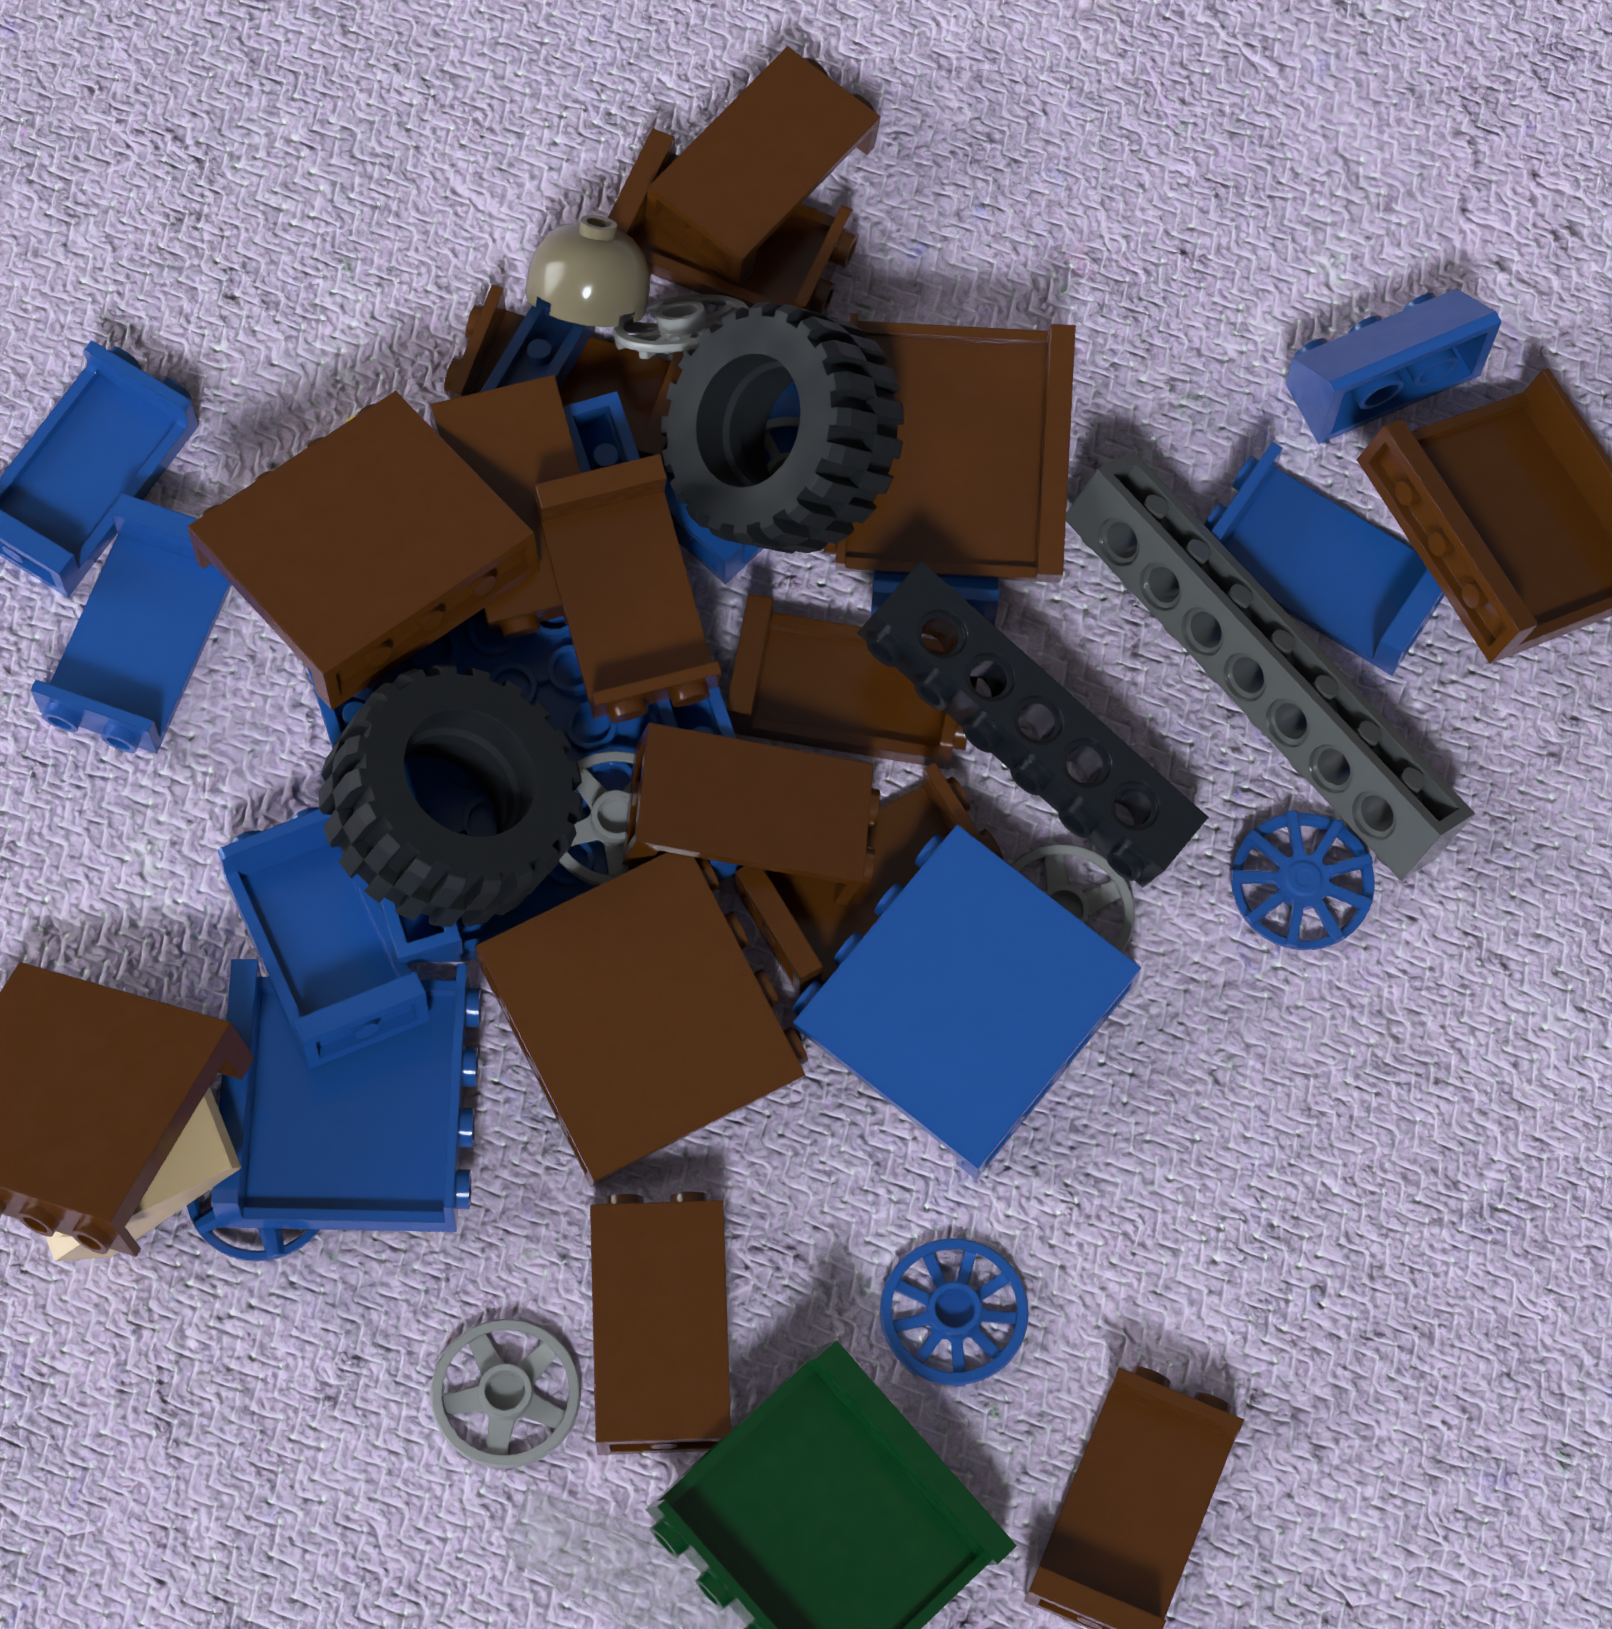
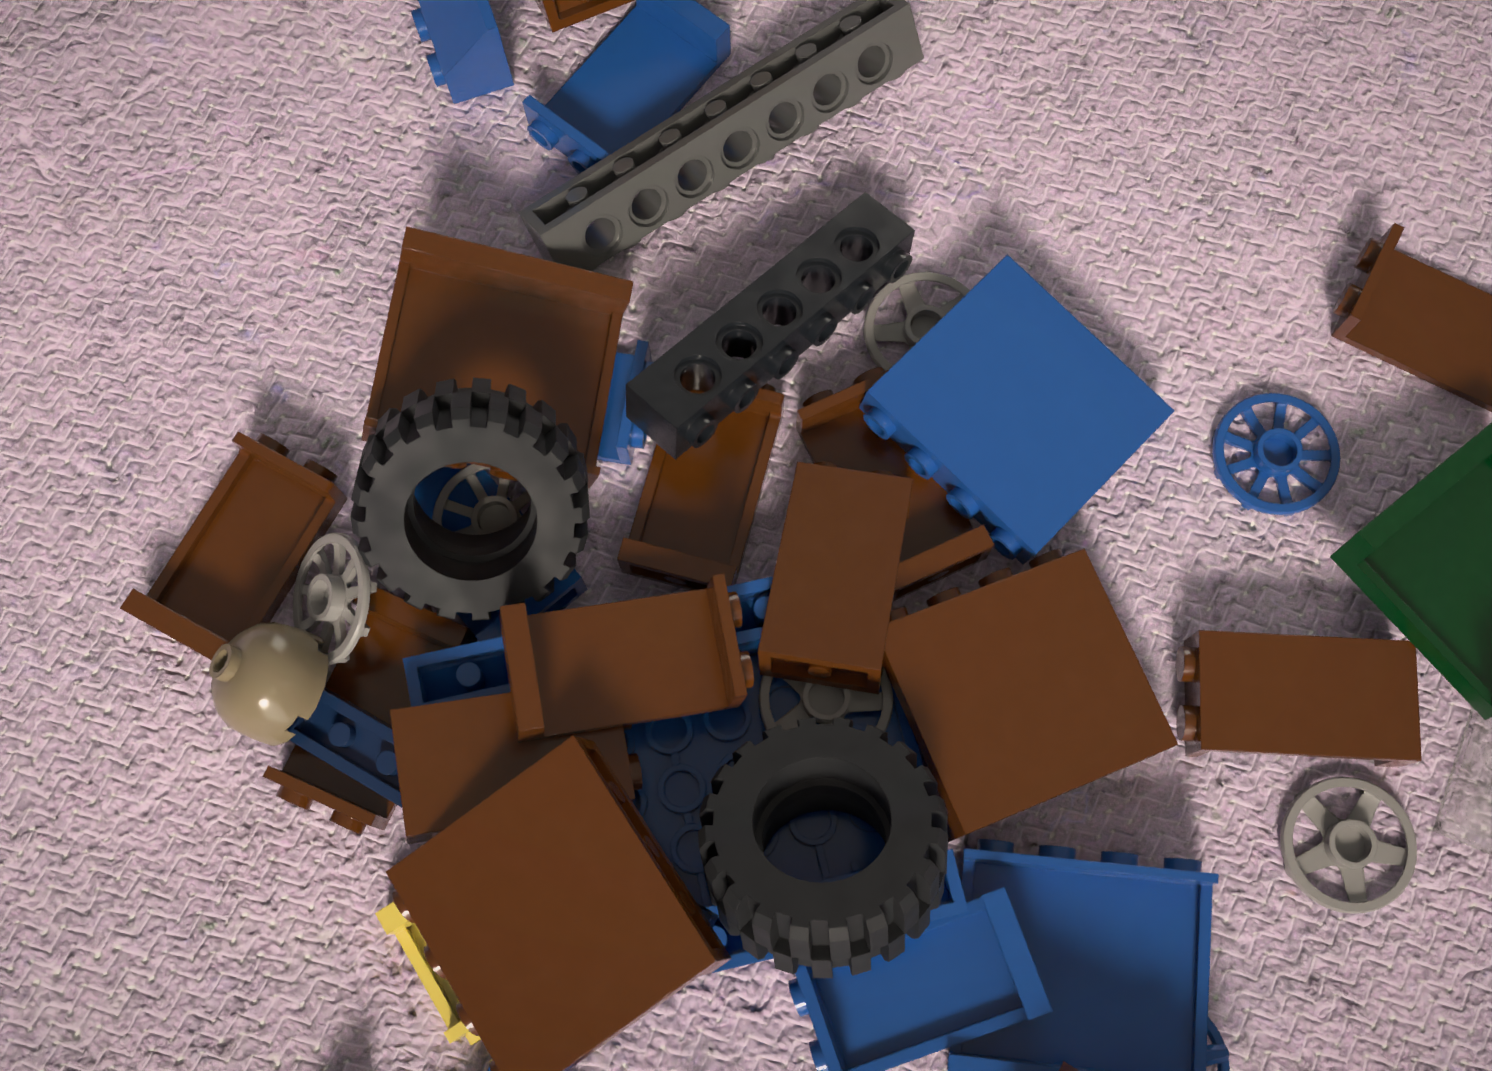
camera: 80 degrees left, 5 degrees up
(759, 163) = (175, 513): reddish brown panel -> none
(1303, 879) = (911, 137): blue wheel -> none

